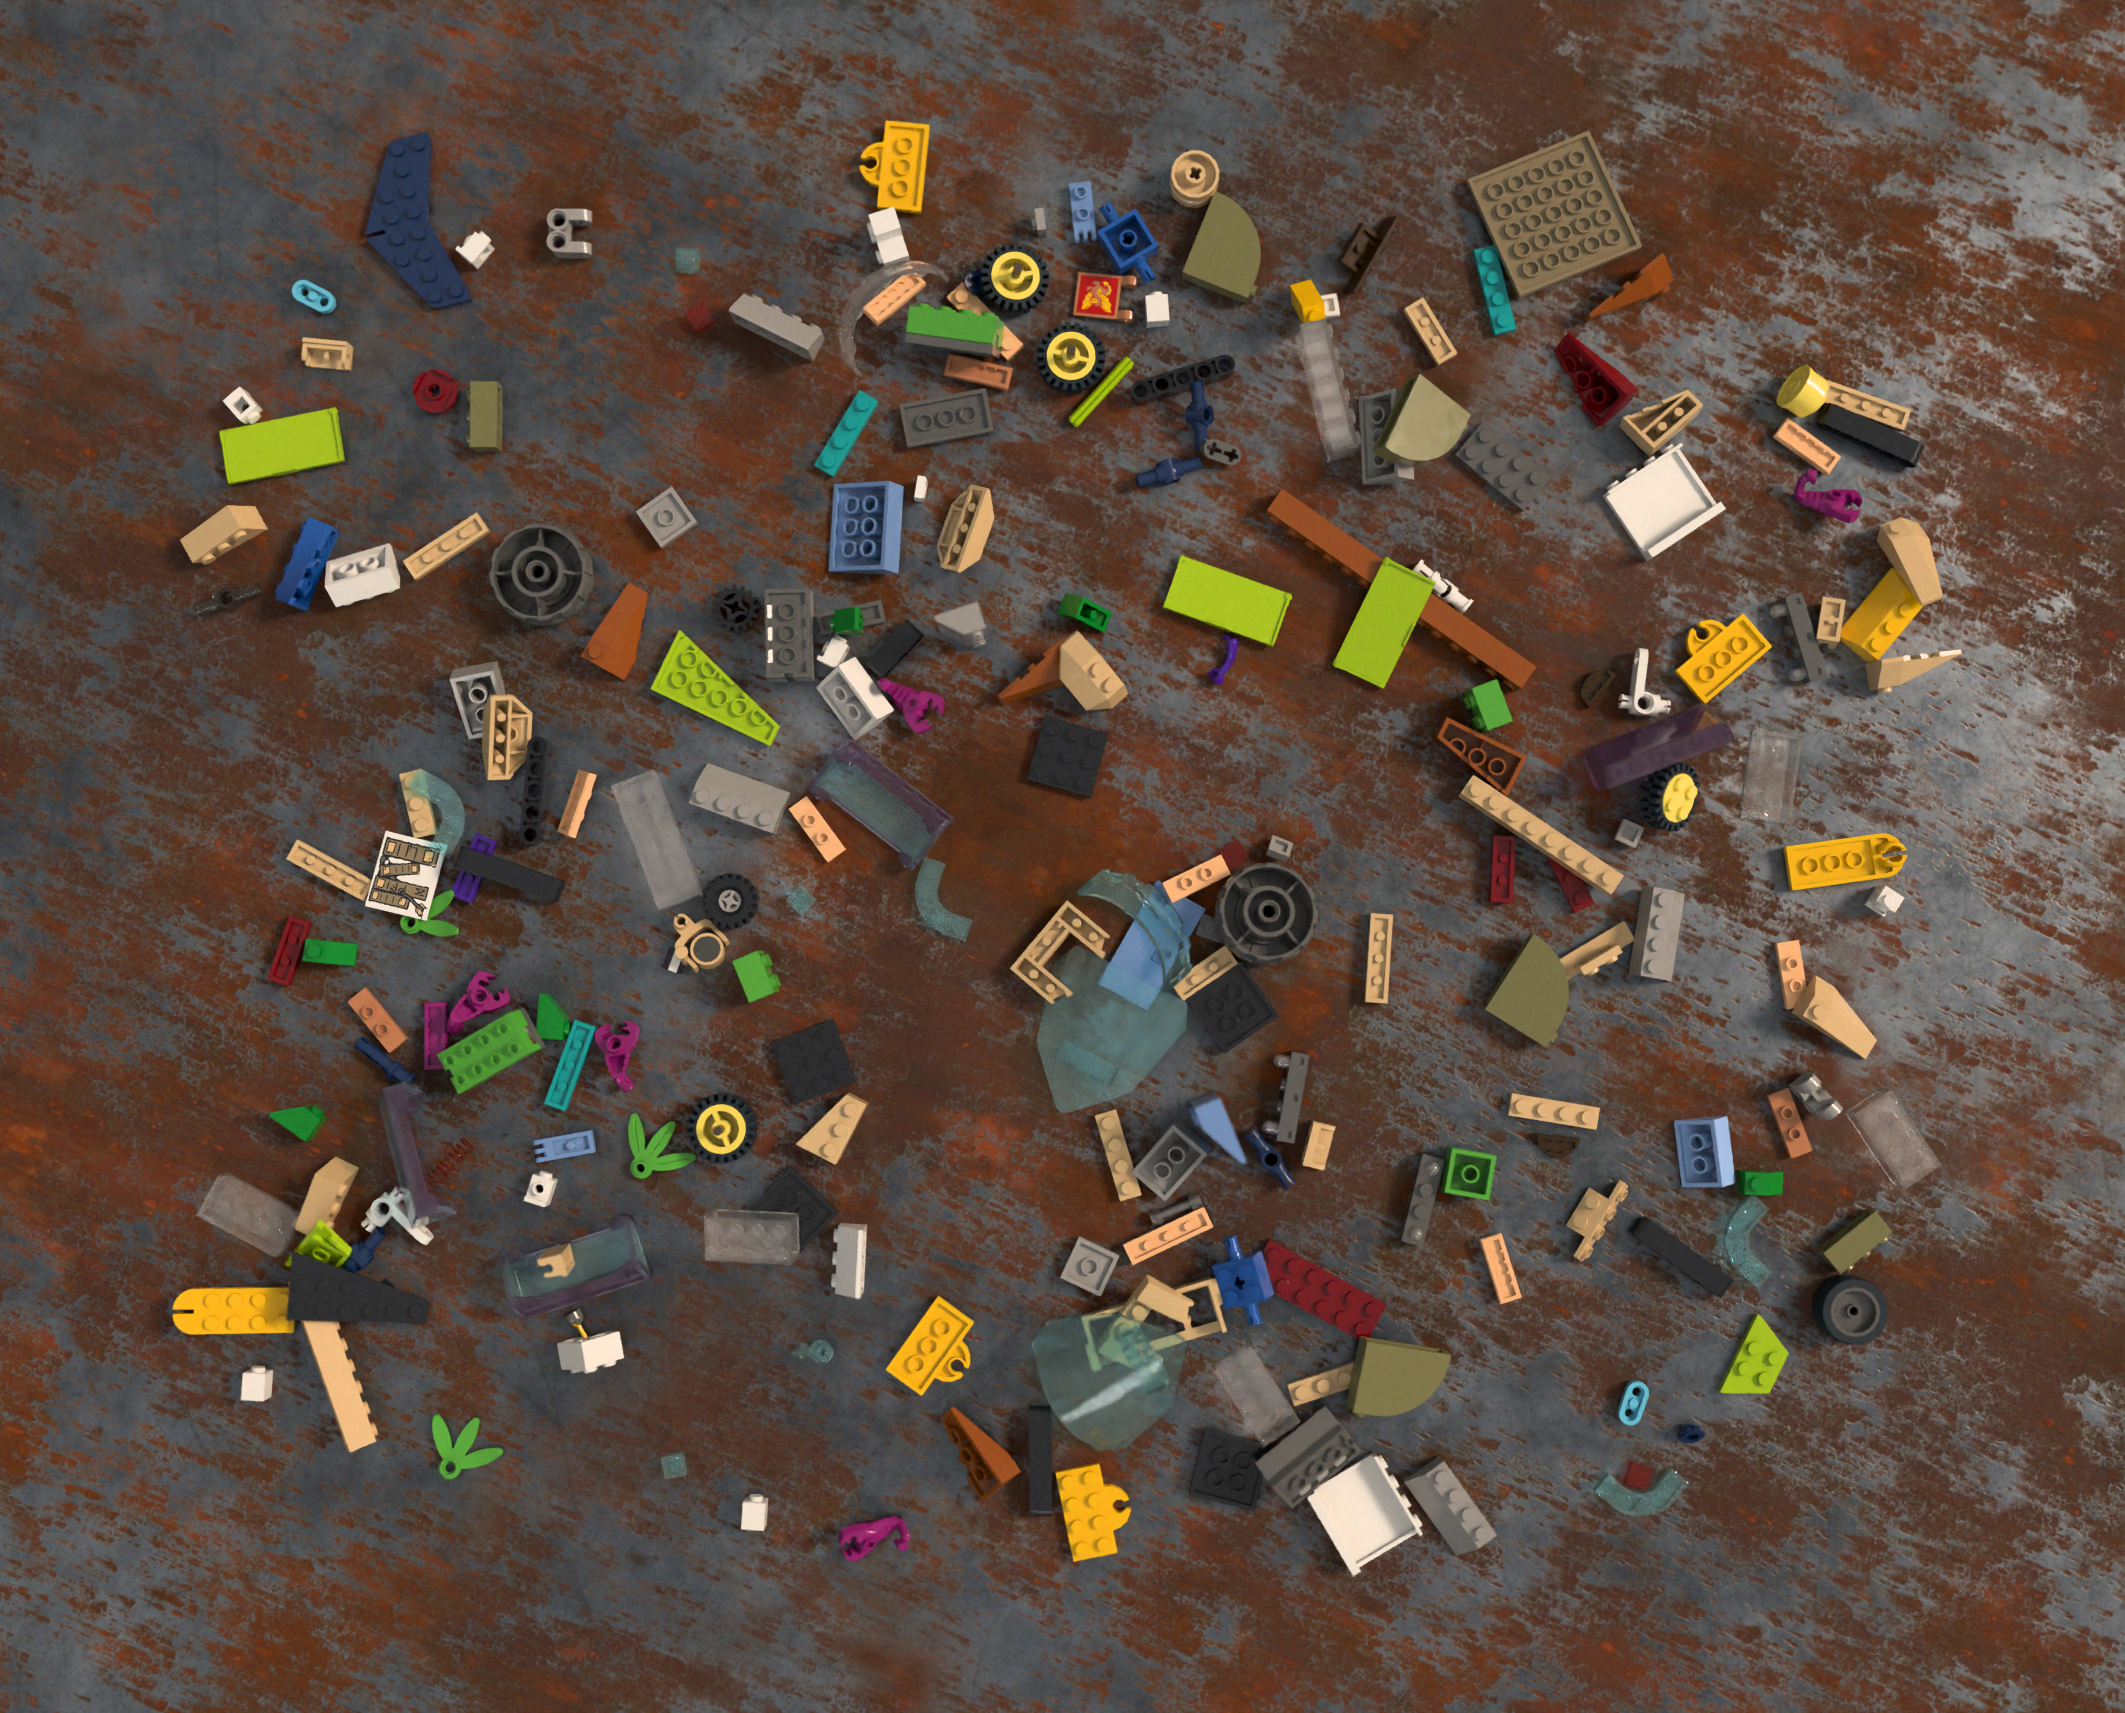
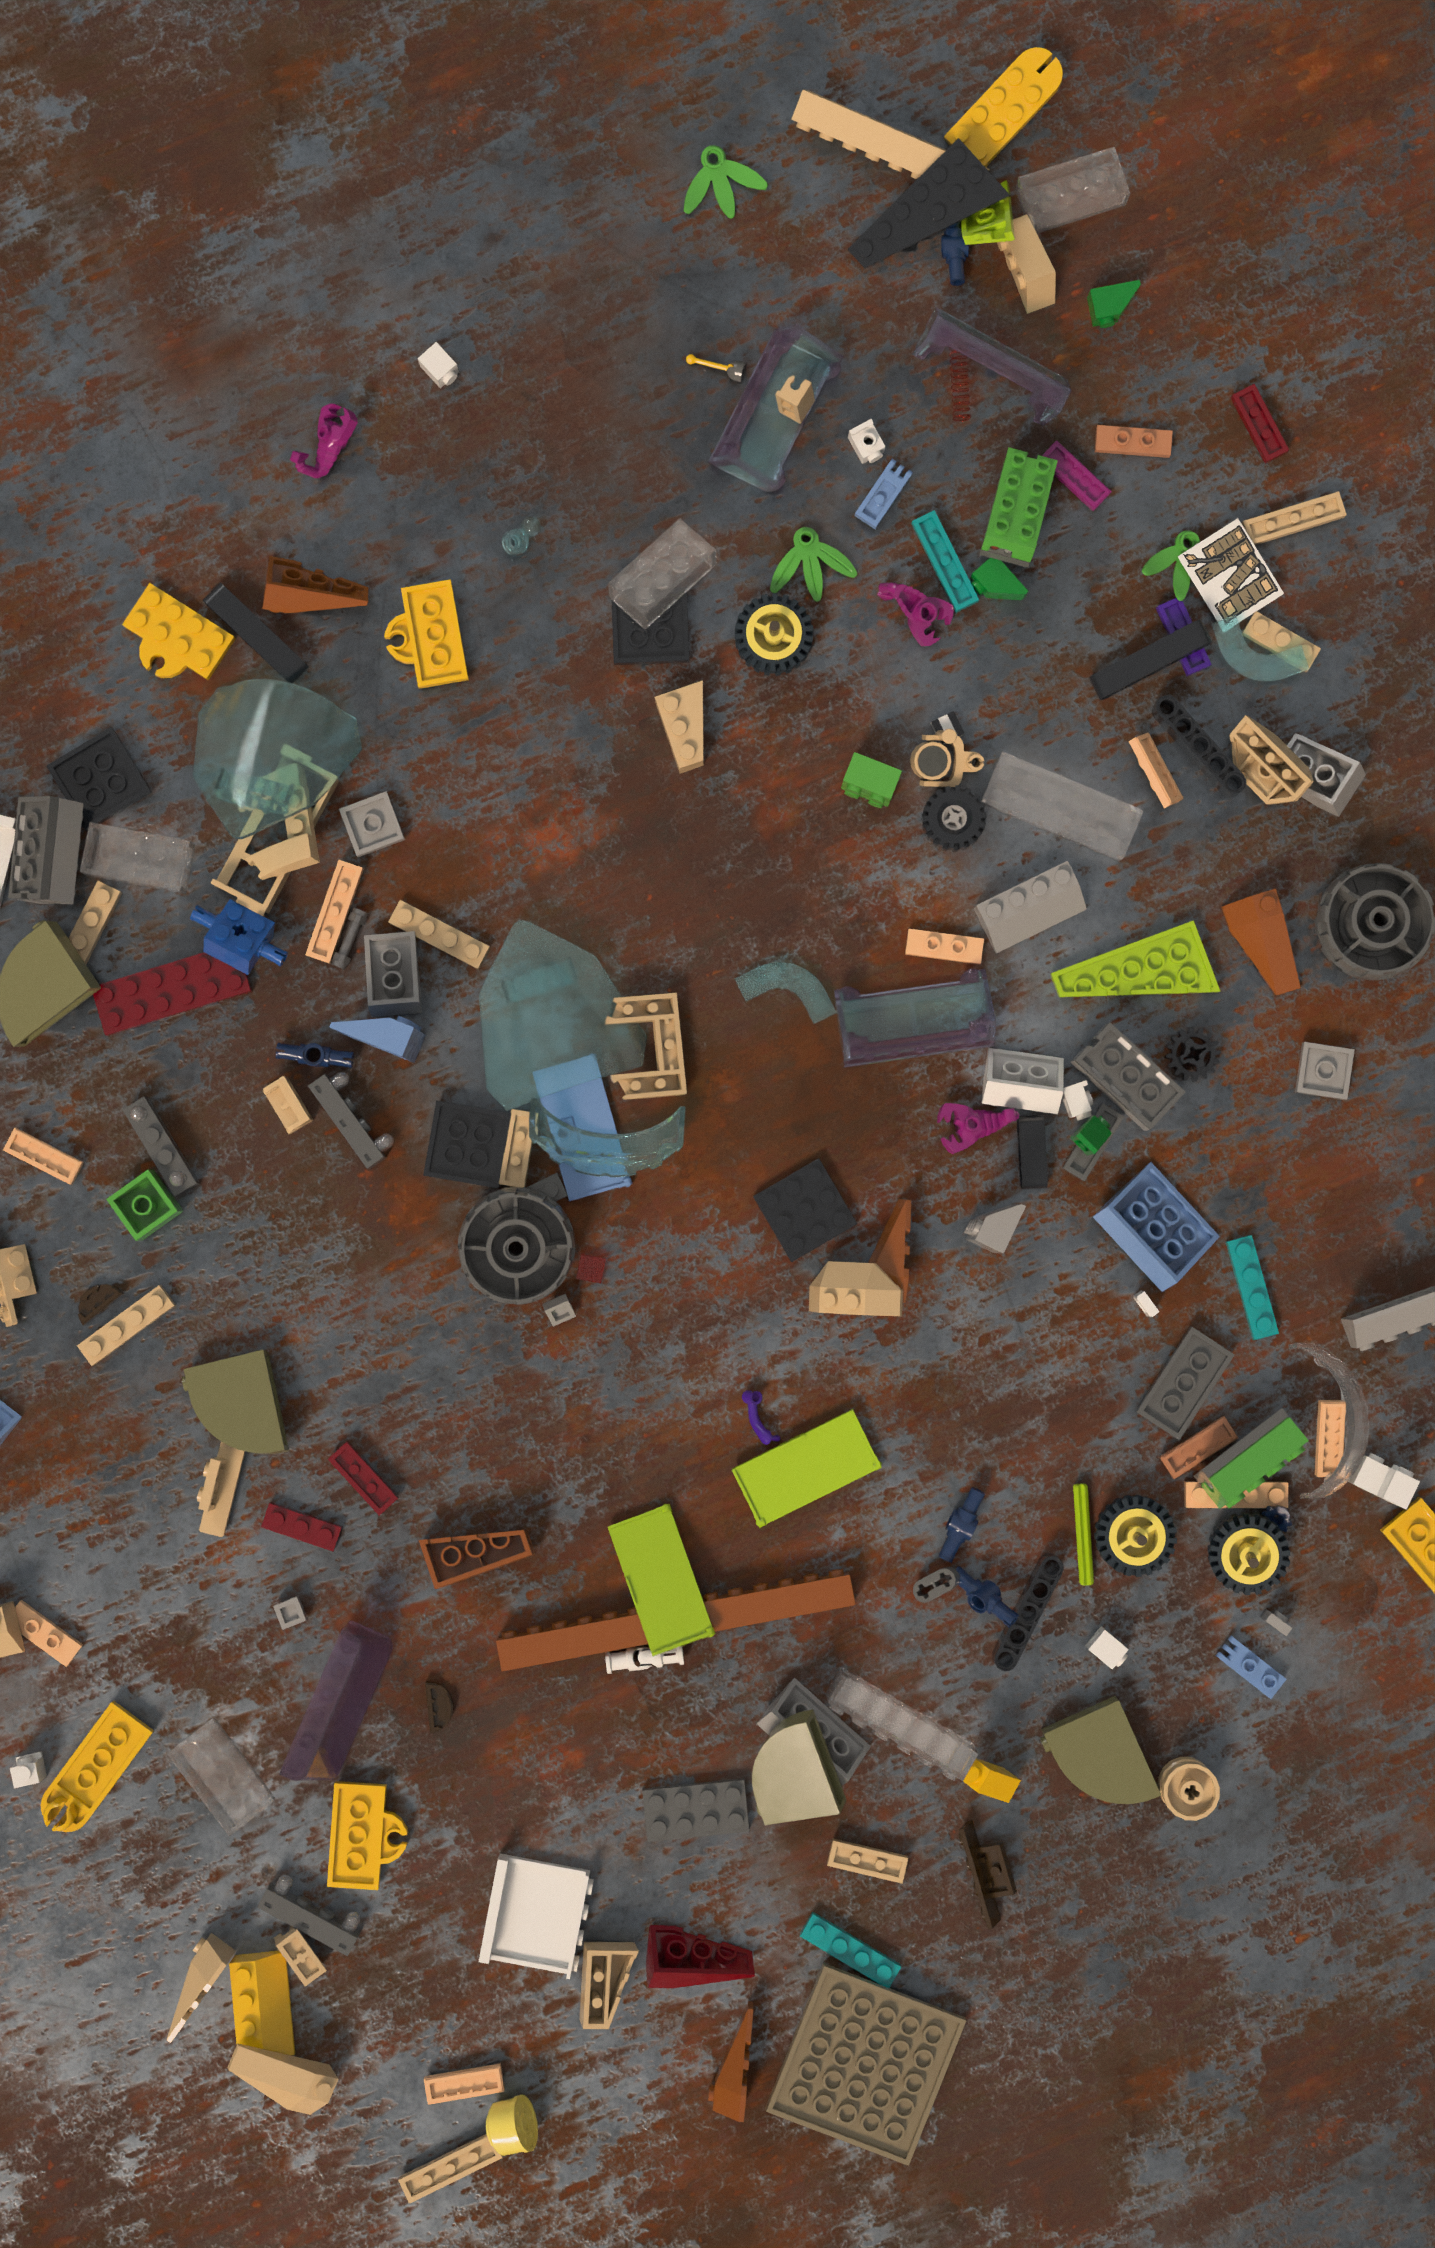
camera: 135 degrees right, 0 degrees up
(257, 1384) = (930, 68): white brick -> none
(330, 952) = (1226, 455): green slope -> none
(377, 1217) = (971, 290): white piece -> none
(392, 1068) = (1081, 415): dark blue pin -> none
(475, 1002) = (1070, 533): magenta animal -> none
(589, 1352) = (695, 356): white brick -> none
(674, 1465) = (539, 338): clear light blue plate -> none
(801, 899) = (898, 877): clear light blue plate -> none
(814, 1062) = (755, 760): black plate -> none
(849, 1259) = (566, 635): white slope -> none
(966, 529) = (1075, 1307): tan wedge -> none
(1084, 612) = (911, 1339): green slope -> none
(1100, 294) = (1166, 1613): flag -> none
(1134, 230) = (1196, 1693): blue brick -> none
(1196, 879) = (601, 1217): light nougat plate -> none
(1331, 306) = (970, 1798): white tile -> none
(1378, 958) = (390, 1304): tan plate -> none
(1487, 707) = (507, 1596): bright green brick -> none
(1541, 836) = (359, 1536): tan brick -> none
(1653, 702) = (375, 1740): white piece -> none
(1656, 933) = (185, 1553): light grey slope -> none
(1670, 797) = (286, 1675): black wheel -> none
(1831, 502) = (398, 2055): magenta animal -> none
(1870, 435) = (421, 2147): black beam -> none

